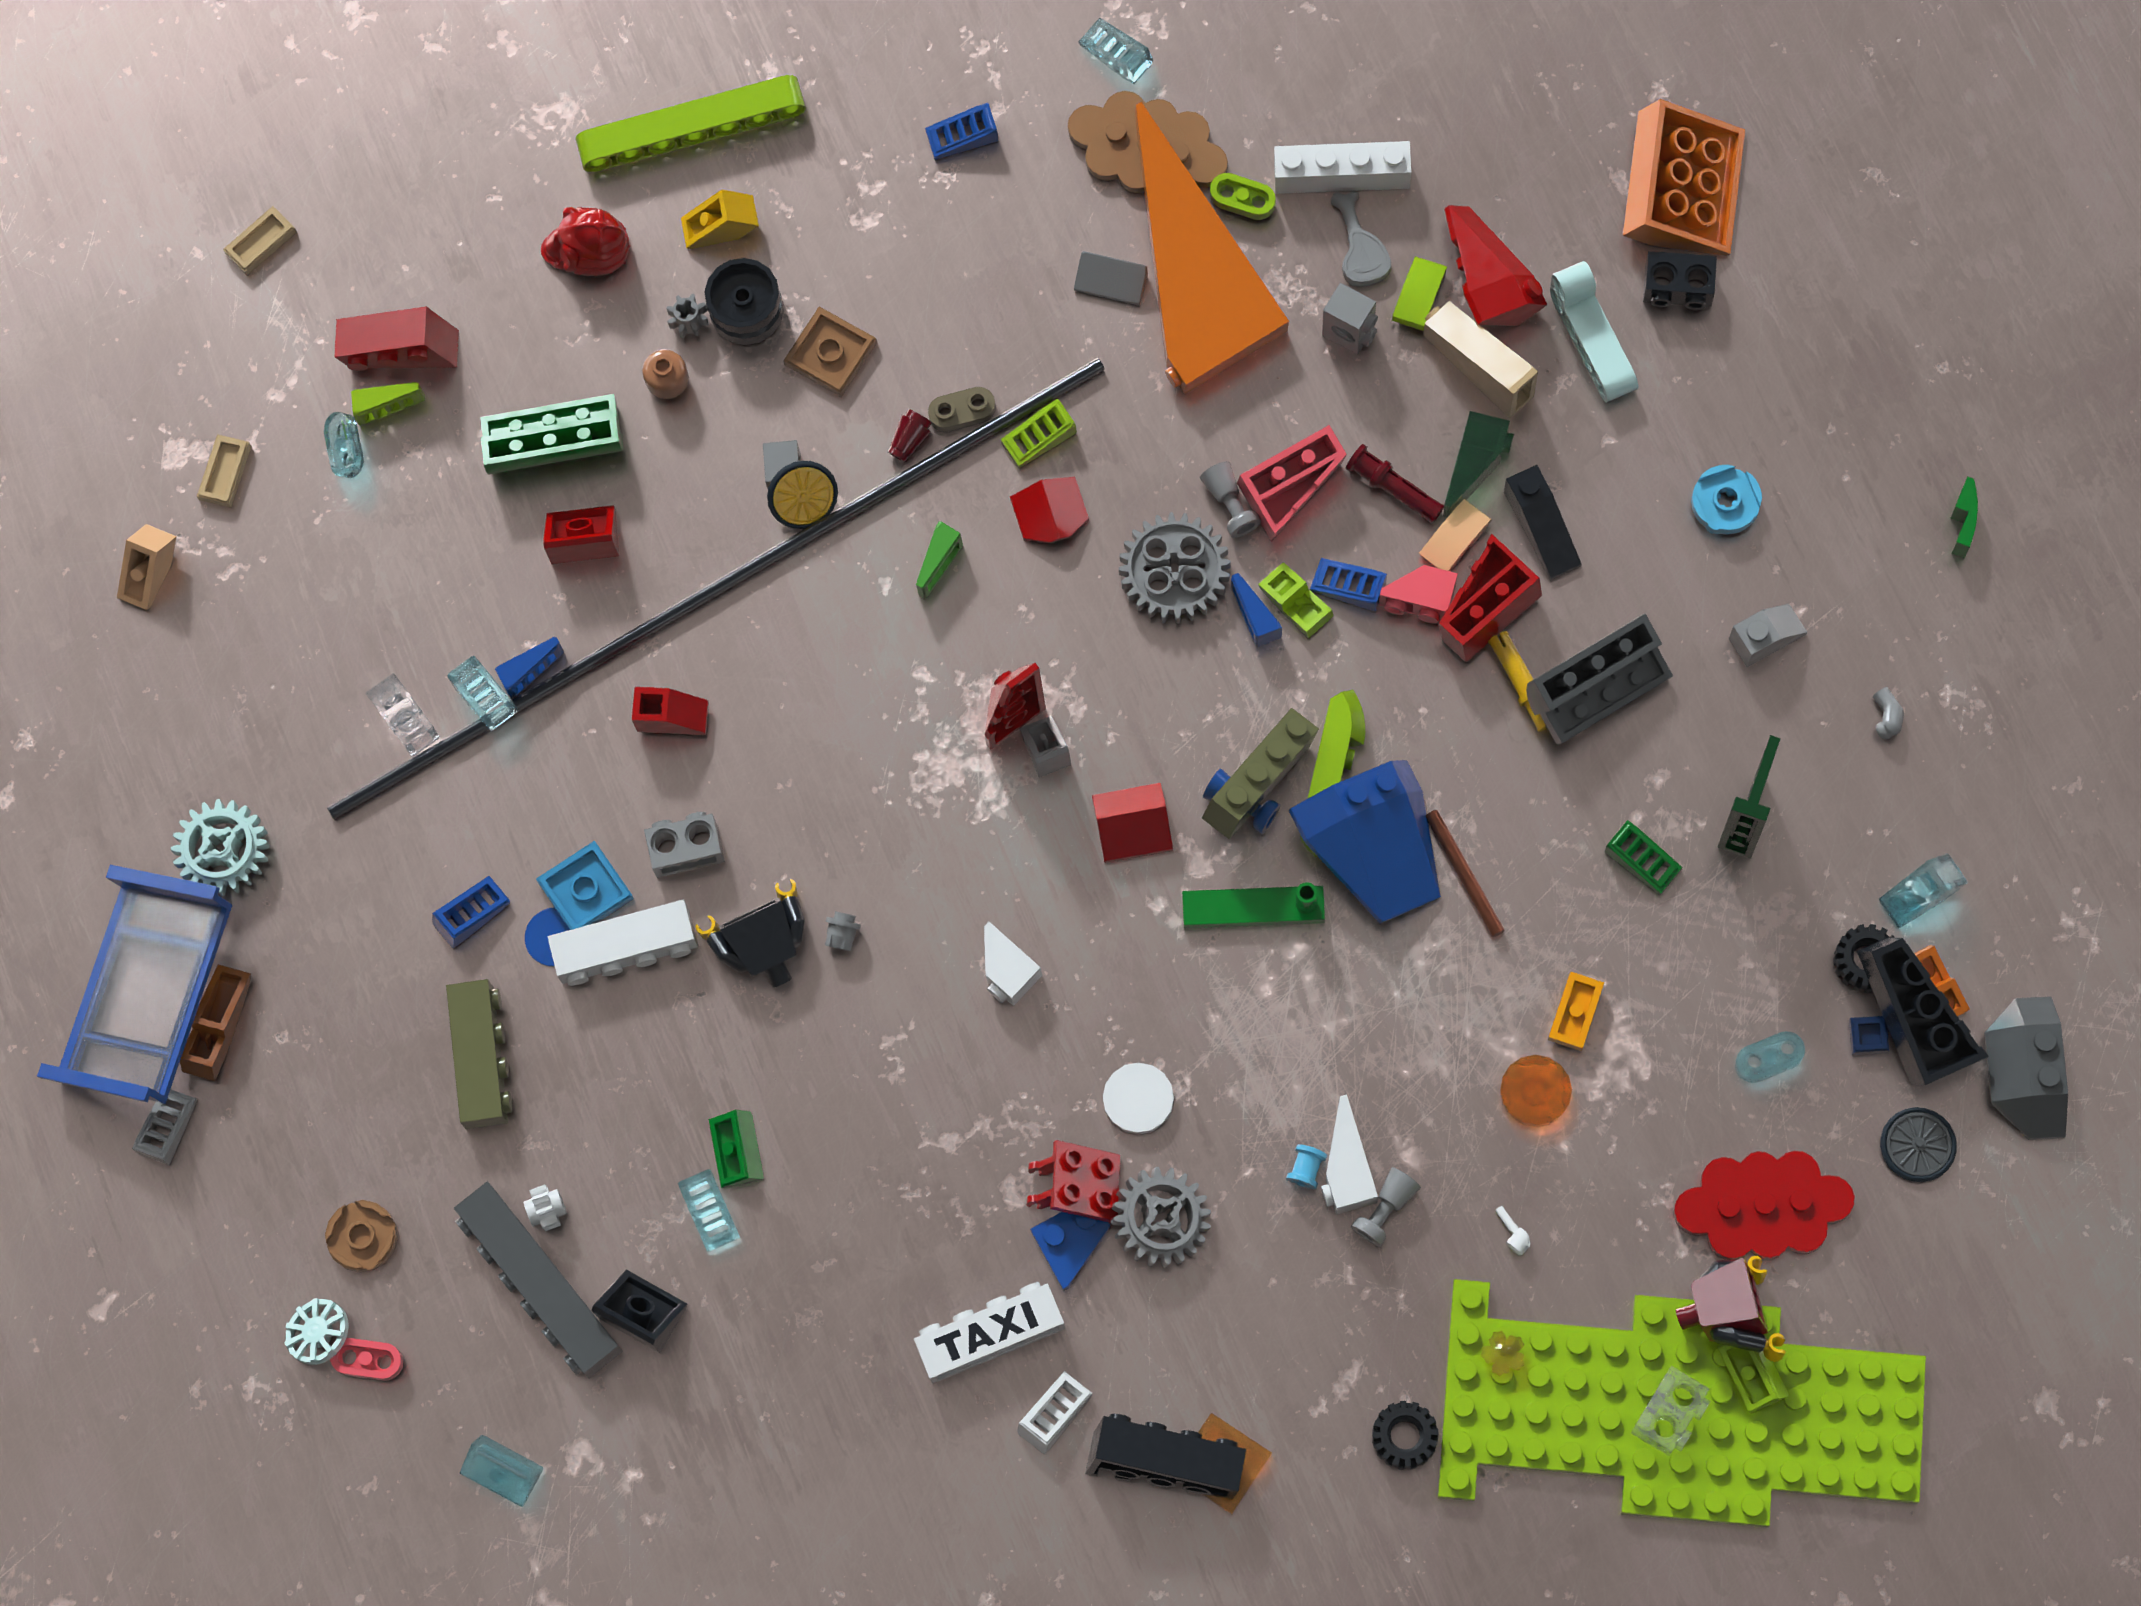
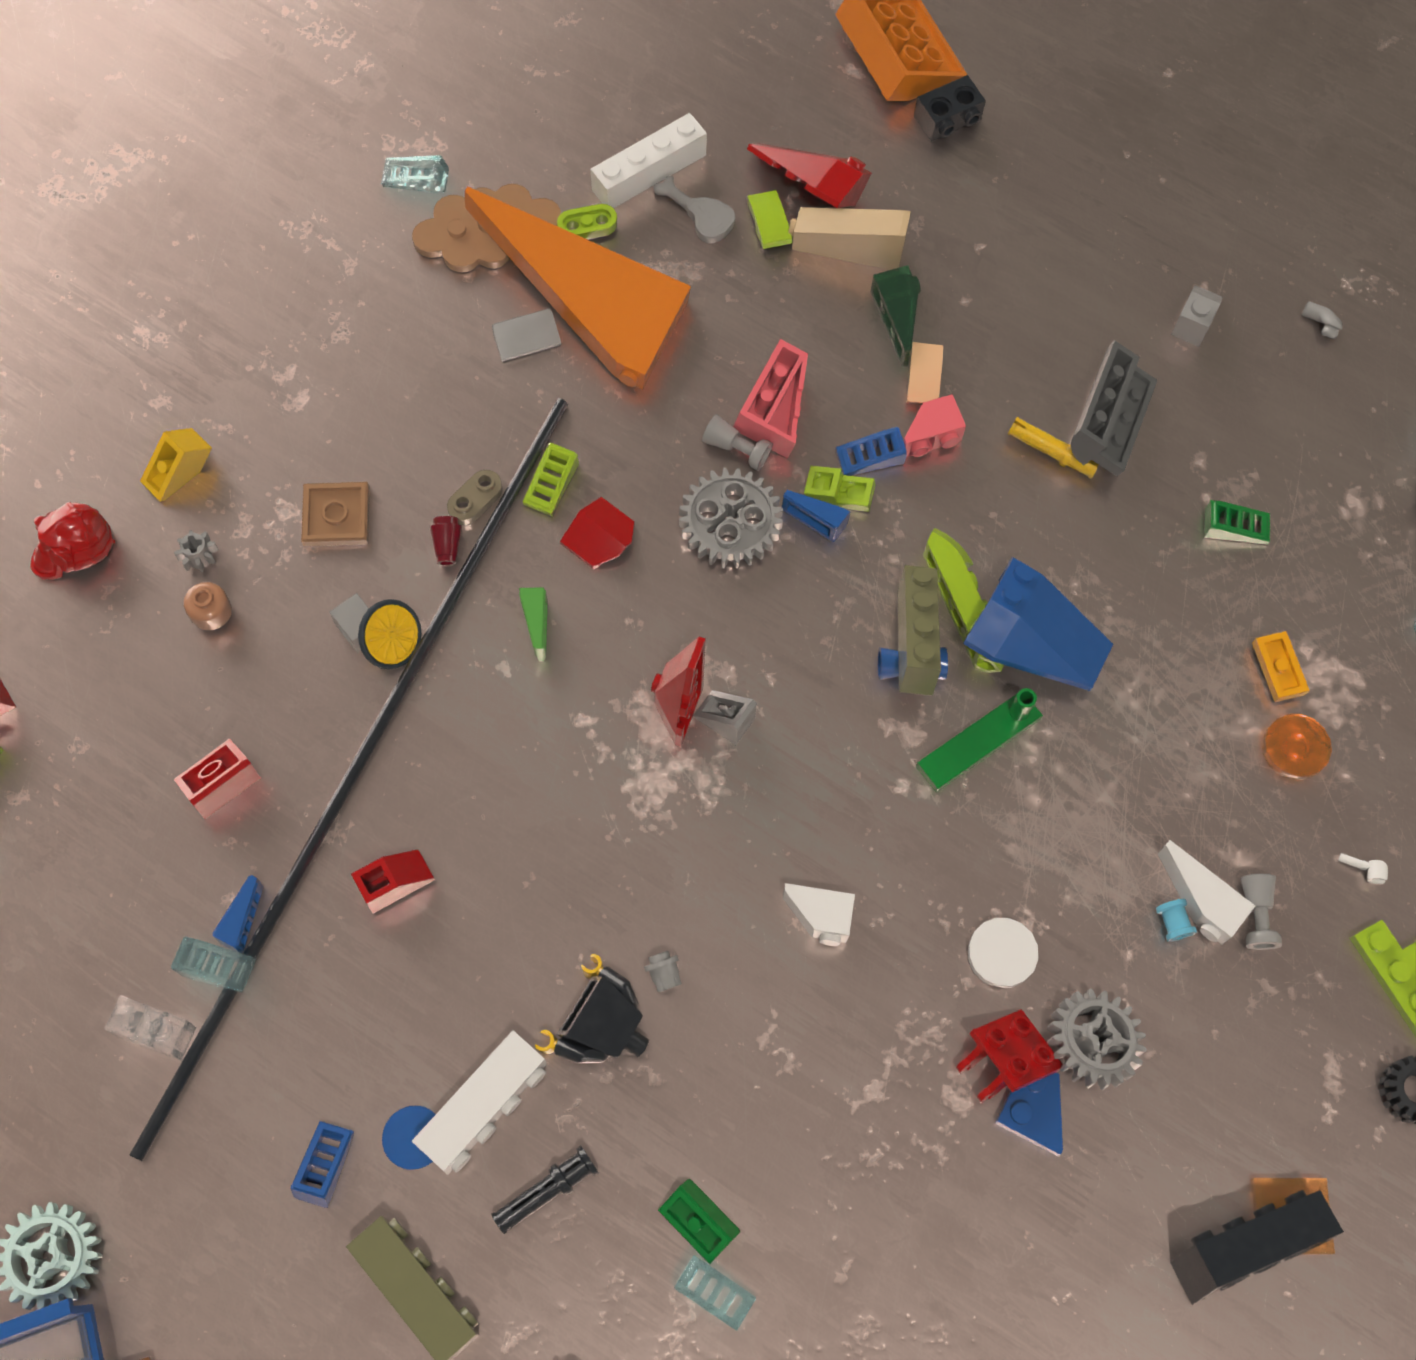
camera: 45 degrees left, 5 degrees down
(550, 434) = (136, 711): green brick -> none
(584, 887) = (414, 1077): dark azure tile -> none
(644, 1044) = (560, 1180): none -> black pin
(685, 854) = (486, 989): light grey brick -> none
(690, 123) = (100, 405): lime beam -> none
(744, 301) = (238, 511): black wheel -> none
(976, 139) = (334, 278): blue slope -> none
(990, 1332) = (1029, 1236): white brick -> none
(1033, 1434) = (1123, 1300): white slope -> none
(1132, 822) = (838, 732): red slope -> none
(1349, 319) = (736, 259): light grey brick -> none
(1382, 476) = (839, 361): dark red pin -> none
(1465, 873) = (1118, 615): copper bar -> none
(1489, 600) = (988, 399): red wedge -> none
(1542, 521) = (979, 325): black slope -> none
(1590, 331) = (915, 176): light aqua beam -> none
(1735, 483) = (1096, 253): medium azure plate -> none
(1748, 816) = (1302, 429): dark green fence -> none
(1966, 512) = (1267, 152): green slope -> none

